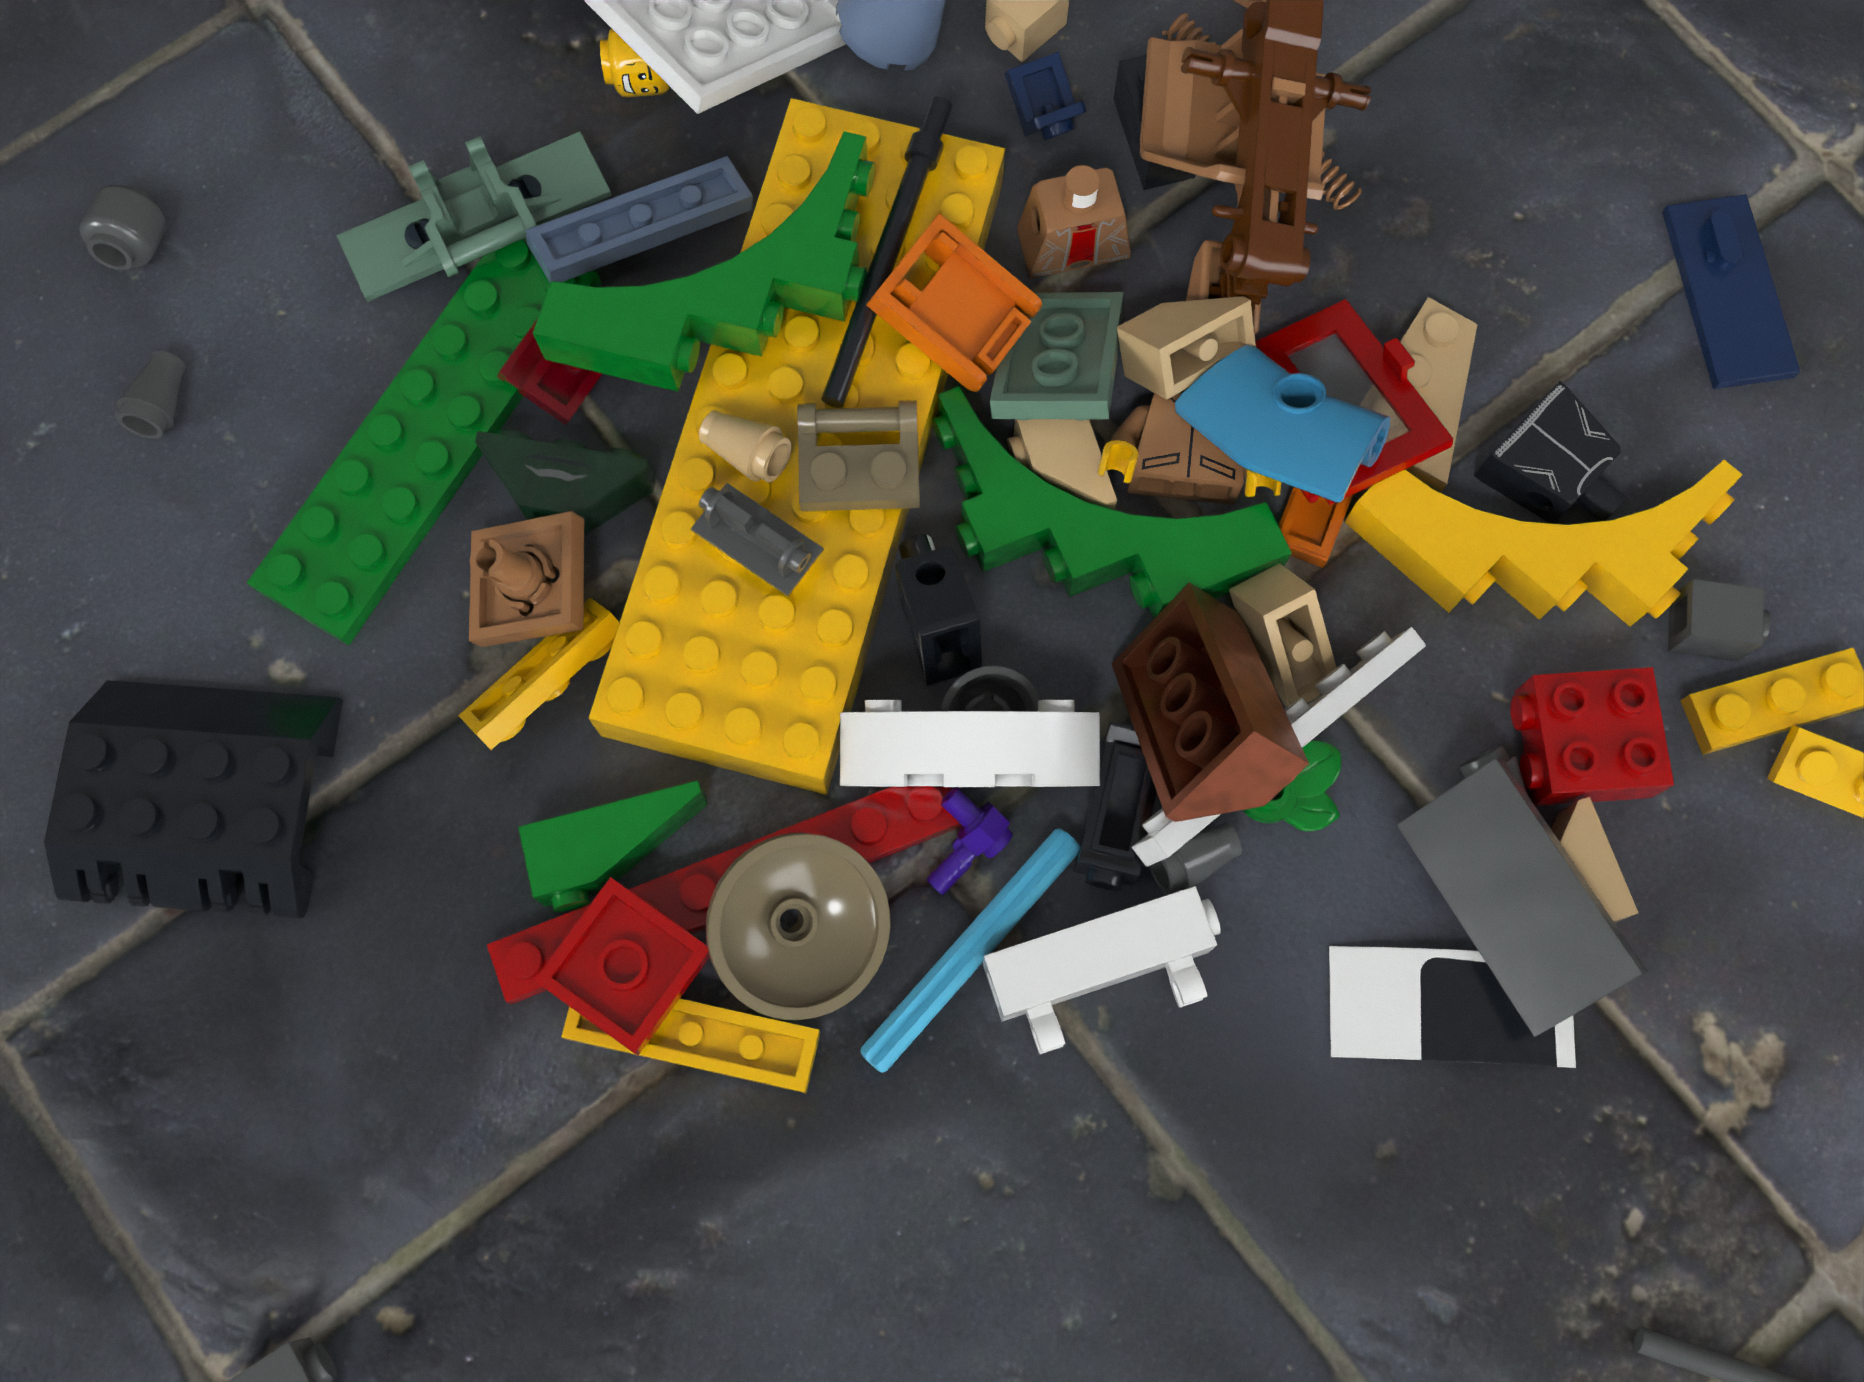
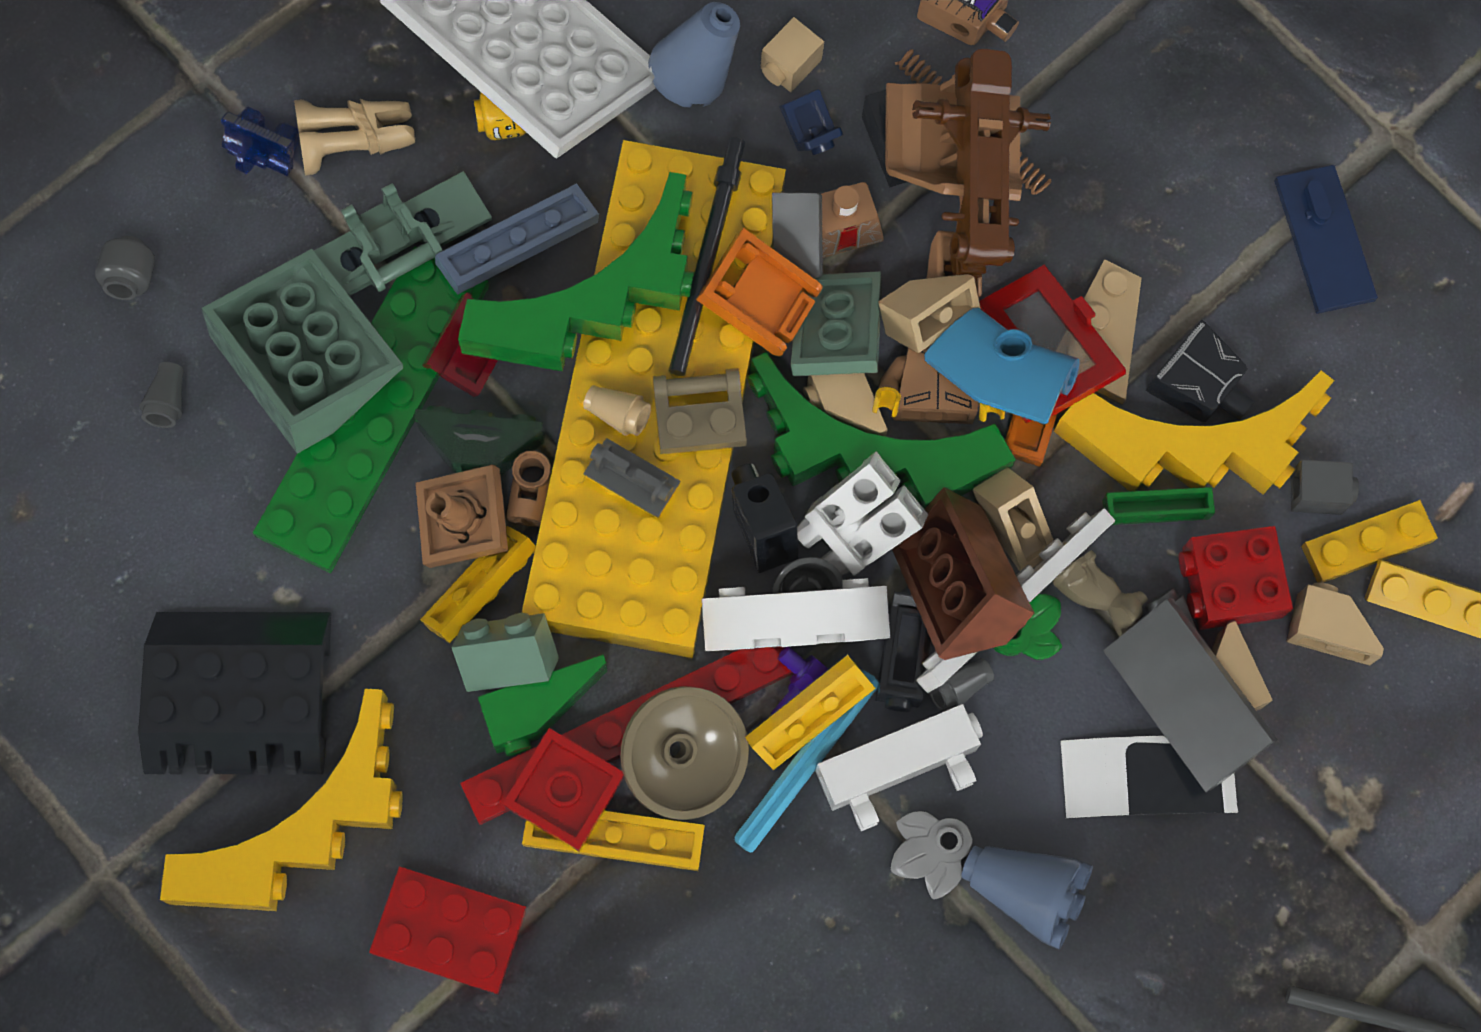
camera: 10 degrees left, 0 degrees up
(273, 1004) = (310, 838): none -> yellow arch
(313, 82) = (256, 145): none -> clear blue hips
(334, 341) = (301, 348): none -> sand green slope
(449, 1152) = (448, 930): none -> red plate
(477, 70) = (368, 120): none -> tan piece
(562, 767) = (505, 652): none -> sand green brick
(609, 576) = (522, 510): none -> medium nougat piece
(979, 882) = (810, 712): none -> yellow plate
(1016, 224) = (799, 229): none -> dark grey panel
(1052, 630) = (844, 519): none -> white hips
(1128, 1096) = (927, 856): none -> light grey plate
(1275, 1157) = (1030, 888): none -> sand blue cone
(1390, 739) = (1094, 589): none -> dark tan animal
(1489, 630) = (1160, 505): none -> green piece
(1726, 813) = (1332, 625): none -> tan slope

